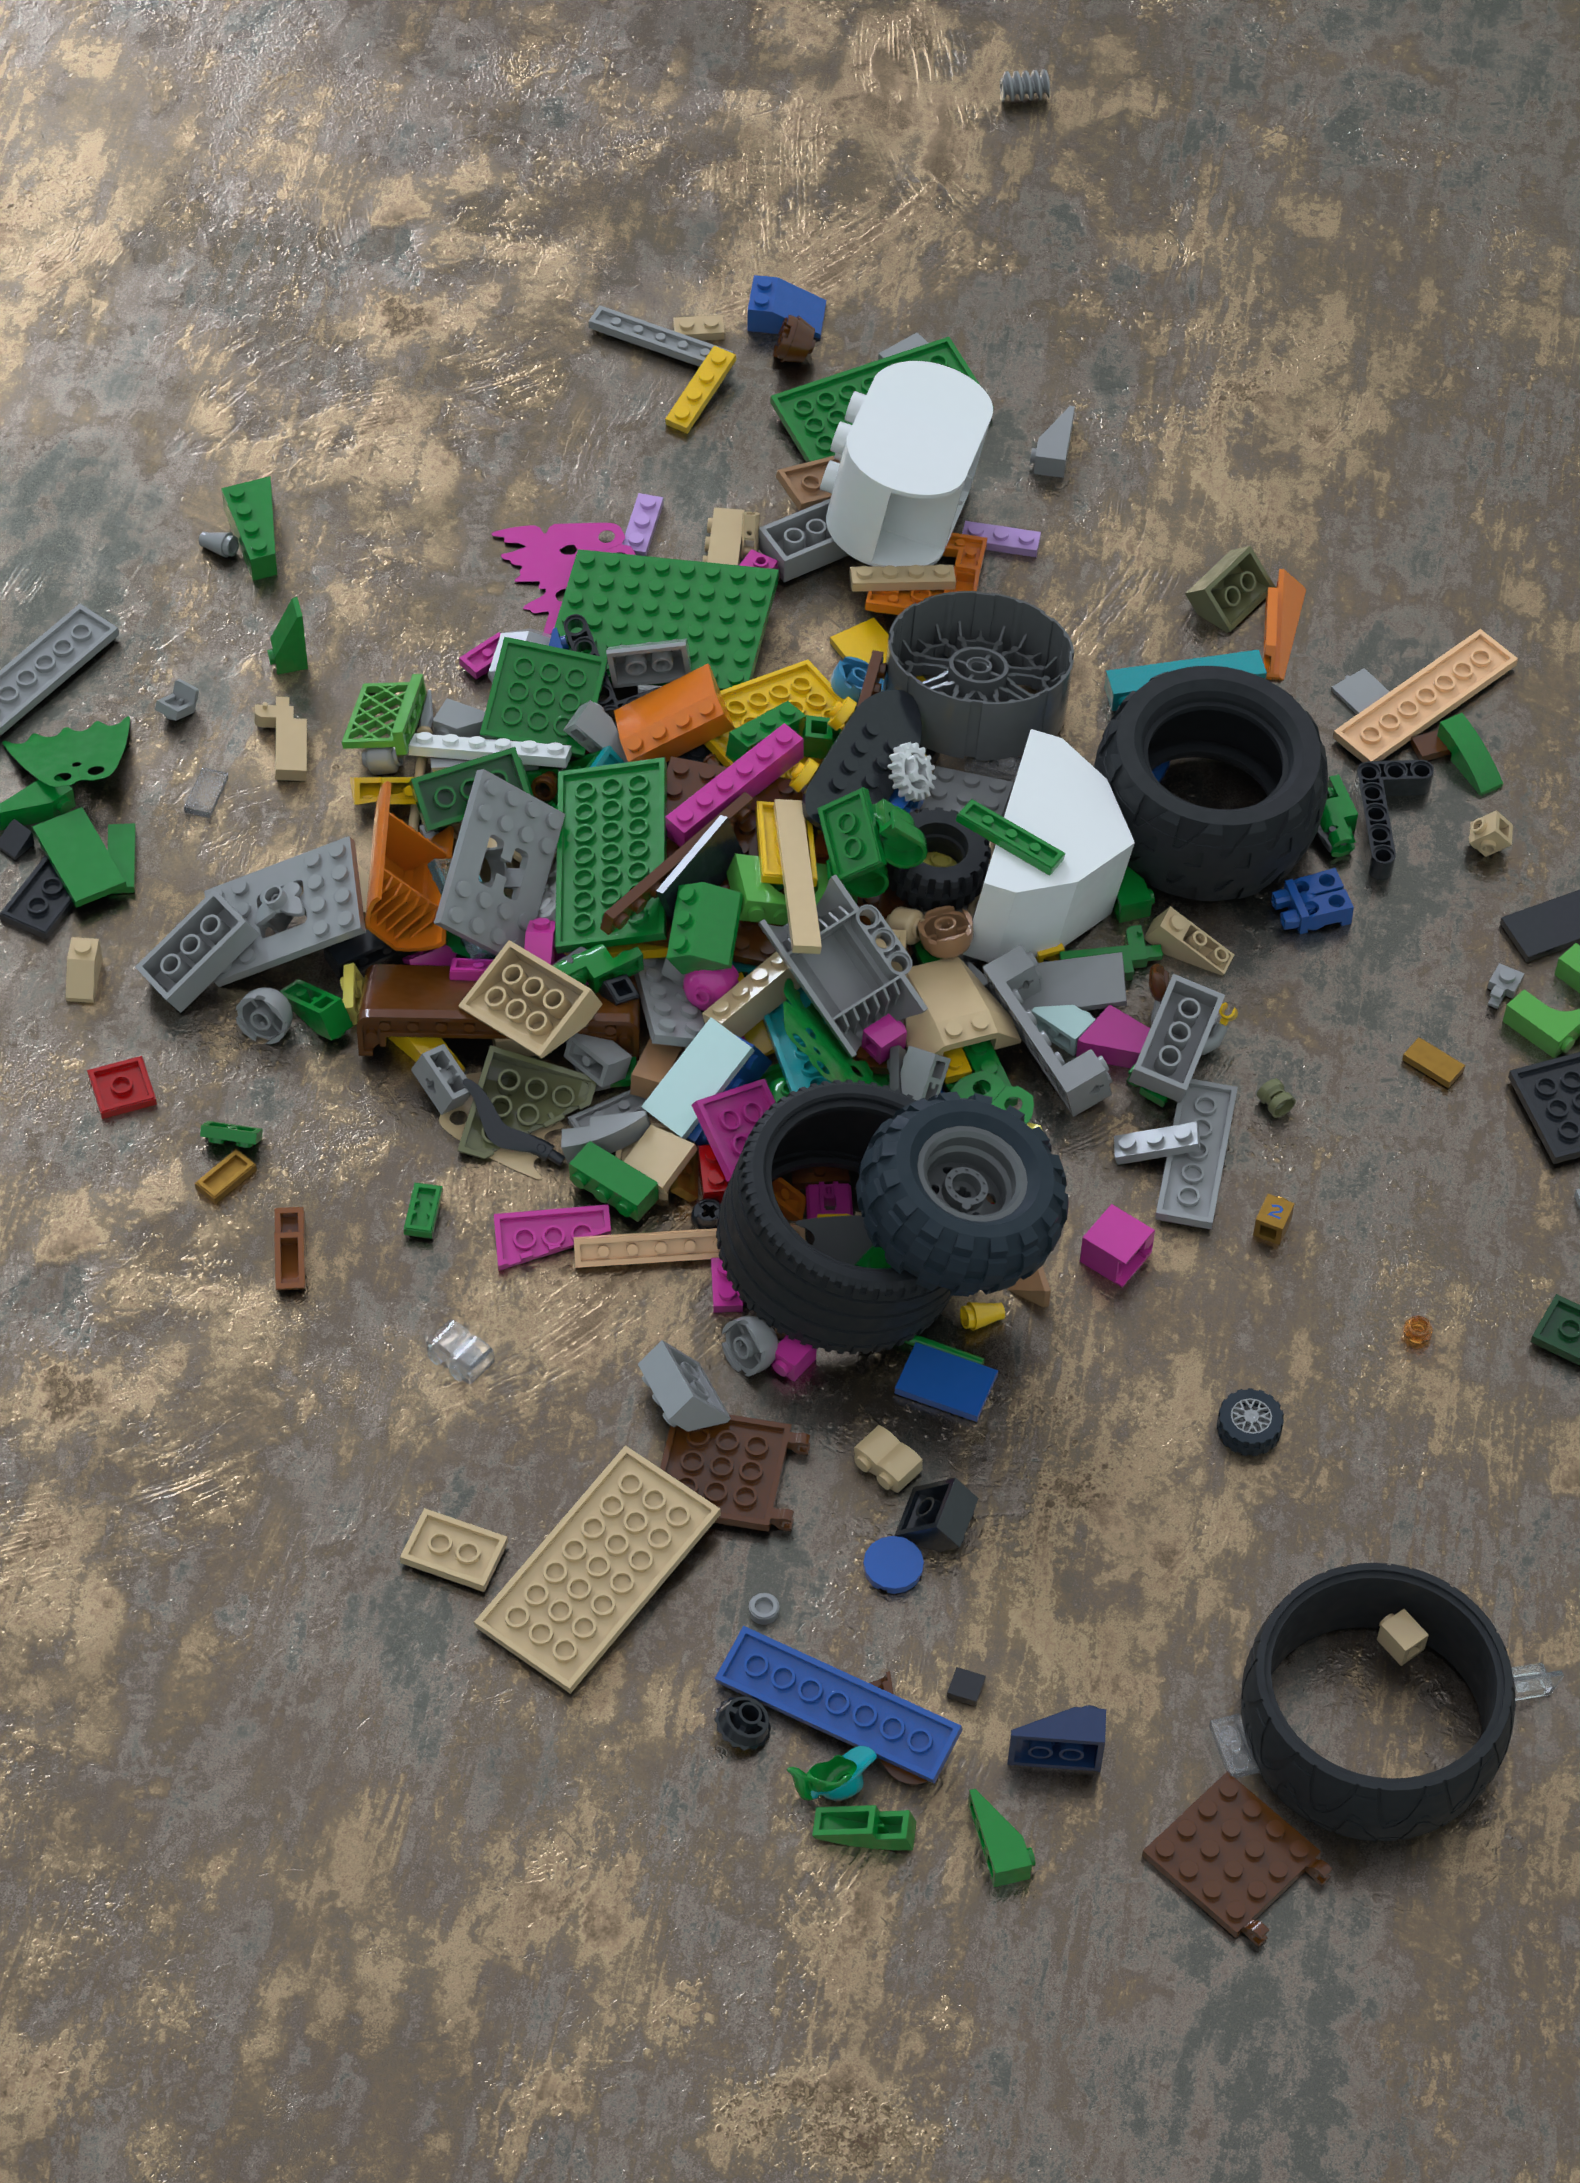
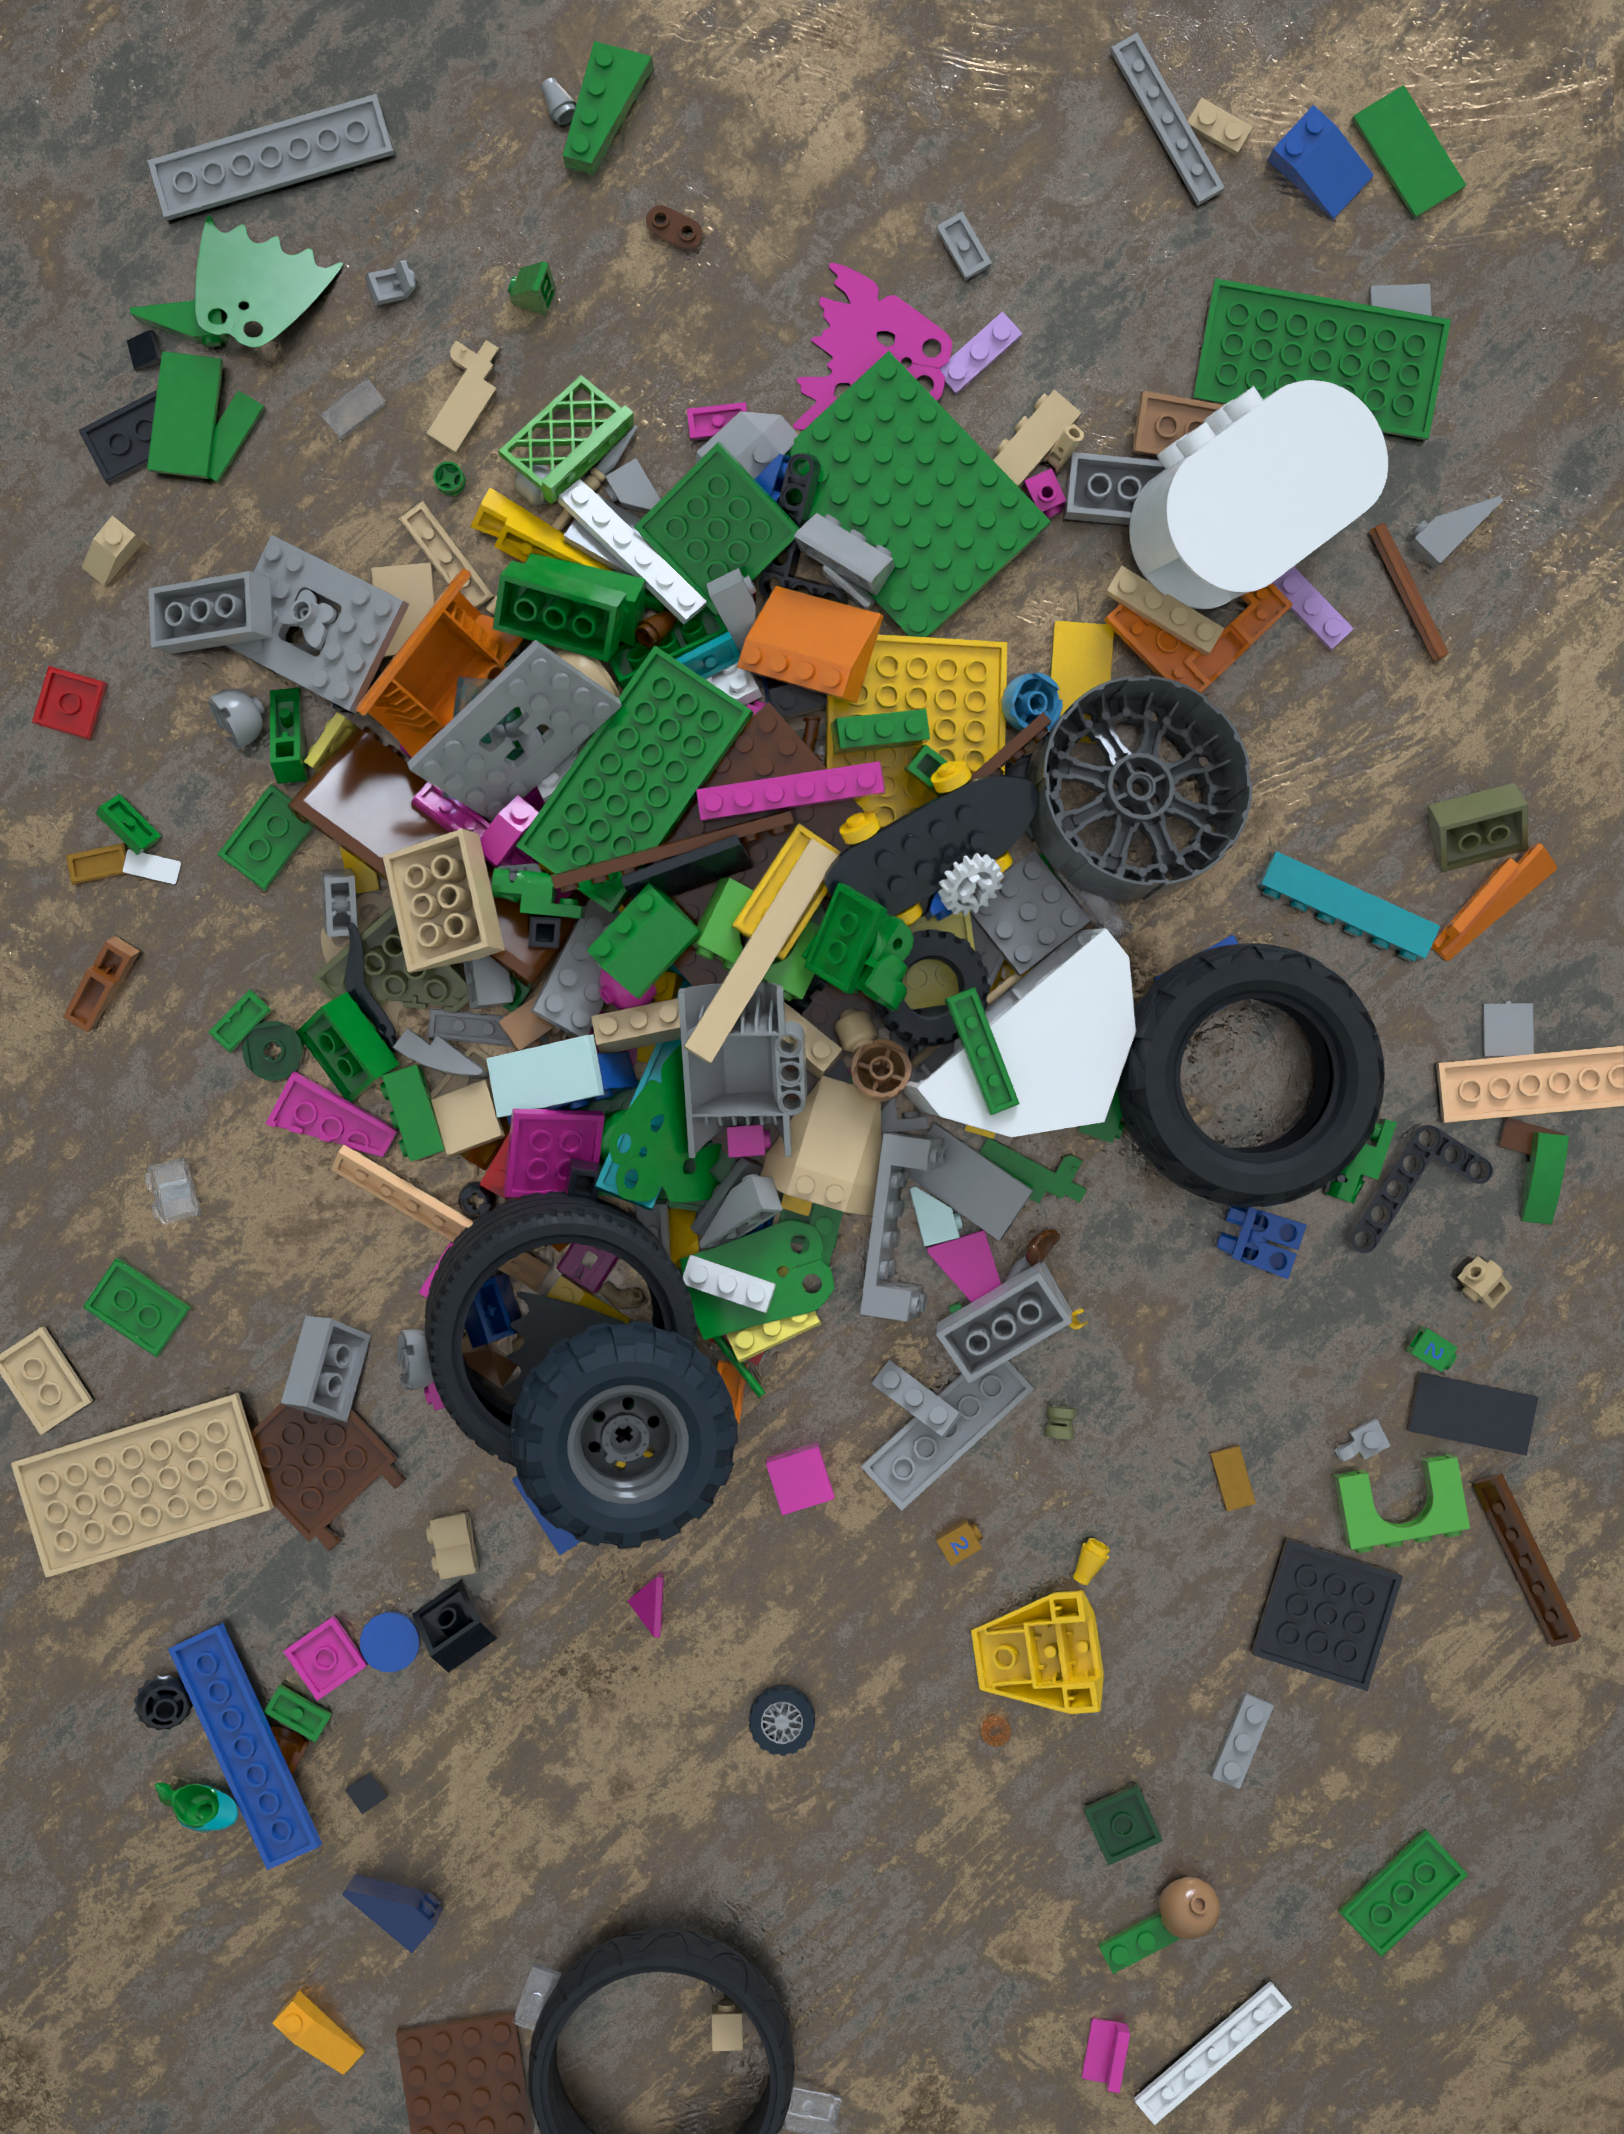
camera: 40 degrees right, 35 degrees up
(271, 1153) = (152, 867): none -> white sticker
(315, 789) = (445, 474): none -> green wheel
(320, 832) = (444, 553): none -> tan tile
(349, 1085) = (265, 839): none -> green tile
(362, 570) = (672, 229): none -> reddish brown plate
(465, 1229) = (259, 1040): none -> dark green plate
(492, 1455) = (137, 1307): none -> green tile
(521, 1176) = (347, 1047): none -> green slope
(579, 473) = (963, 246): none -> light grey plate
(700, 389) = (1157, 216): yellow plate -> none
(763, 1608) = (257, 1607): light grey tile -> none
(794, 340) = (1293, 218): reddish brown cone -> none
(838, 277) = (1408, 152): none -> green tile
(850, 1605) = (325, 1657): none -> dark pink plate
(863, 1659) = (297, 1713): none -> green plate
(865, 1827) = (193, 1861): green slope -> none
(1001, 1843) = (287, 1954): green slope -> none
(1059, 494) = (1409, 592): none -> dark orange axle
(1078, 1892) = (317, 2033): none -> light orange slope
(1079, 1407) = (649, 1604): none -> dark pink slope
(1187, 942) = (1114, 1204): tan slope -> none
(1381, 1171) = (1091, 1559): none -> yellow cone
(1401, 1249) = (1043, 1654): none -> yellow wedge
(1495, 897) = (1432, 1349): none -> green brick

